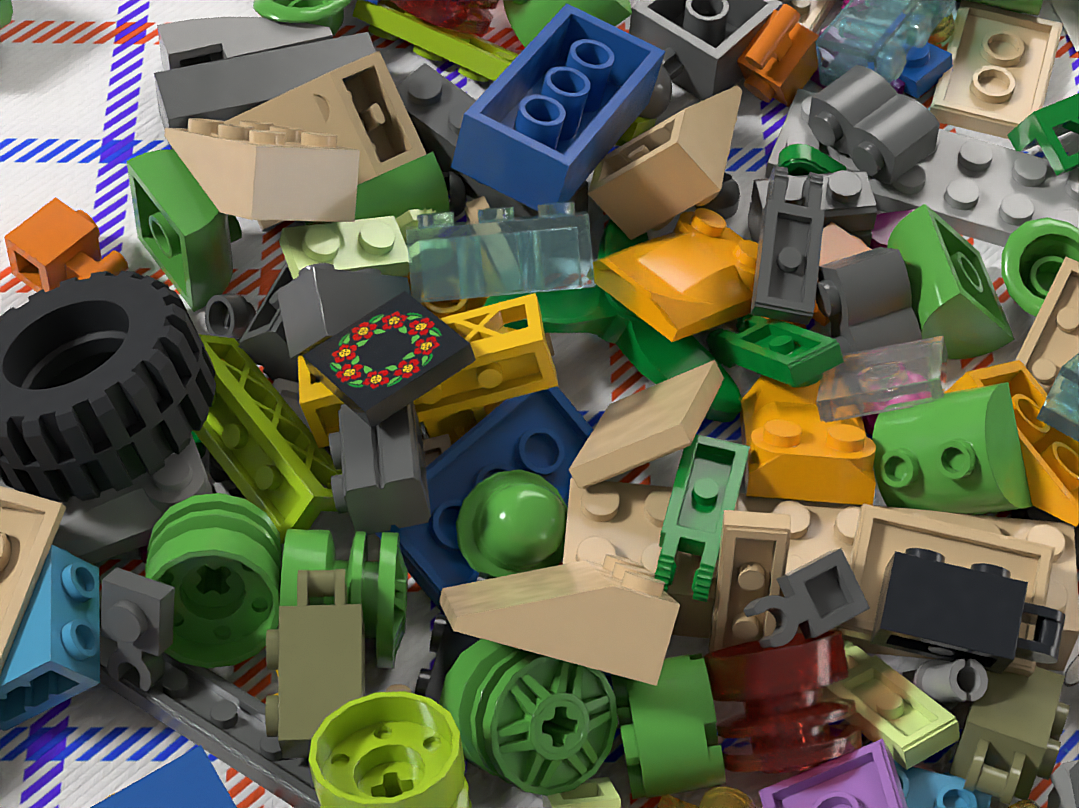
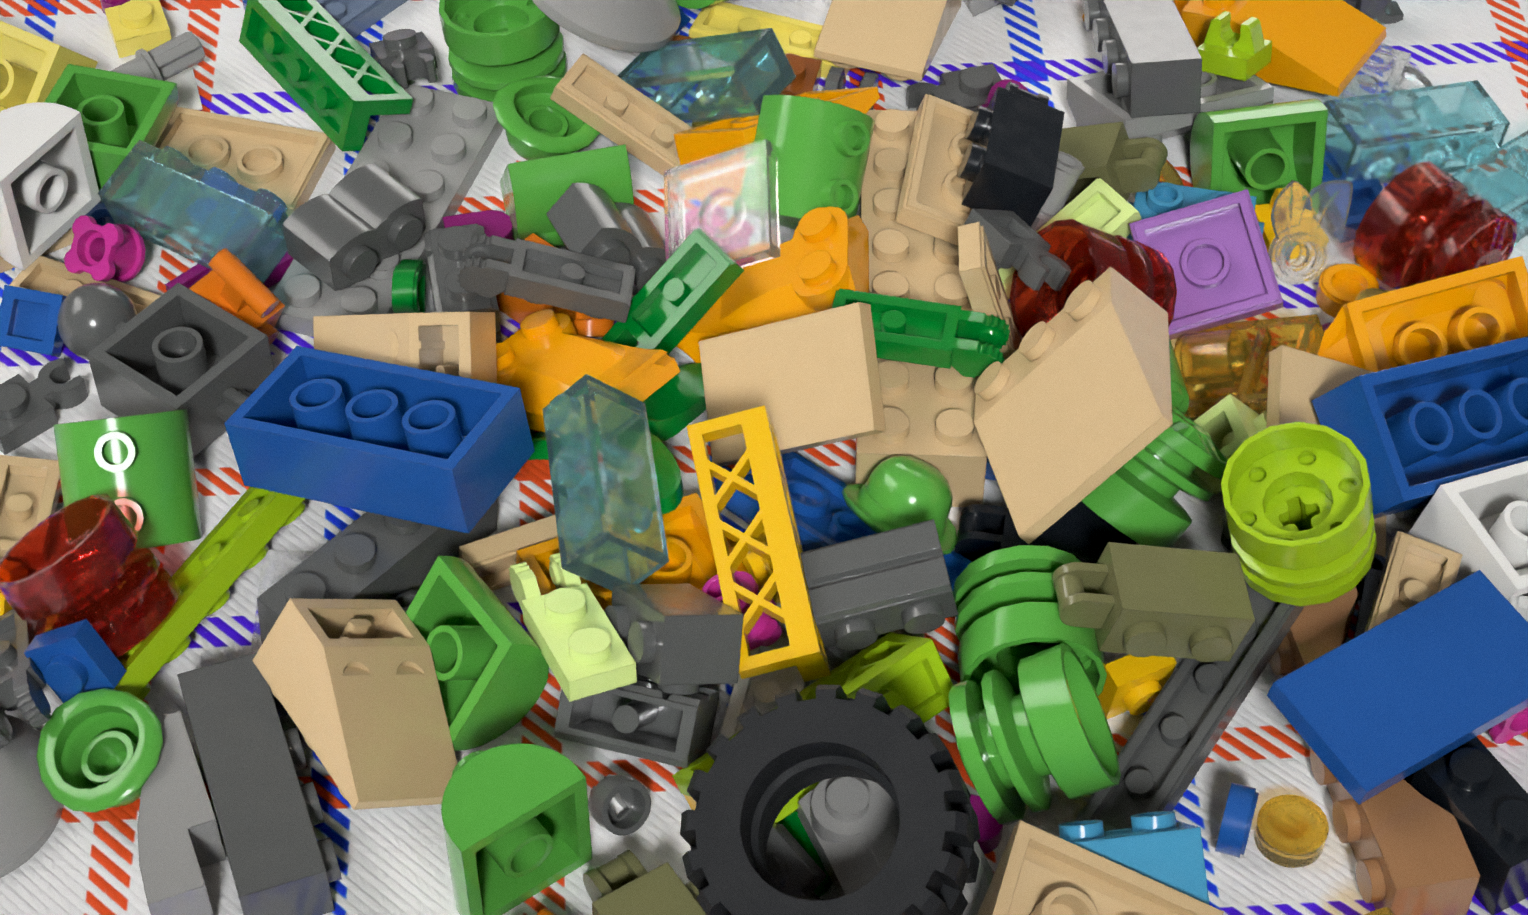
camera: 90 degrees left, 5 degrees down
(128, 761) = (1237, 820): none -> blue tile
(141, 621) = (1121, 770): dark grey plate -> none
(270, 170) = (490, 692): tan slope -> none
(389, 358) = (778, 552): black tile -> none

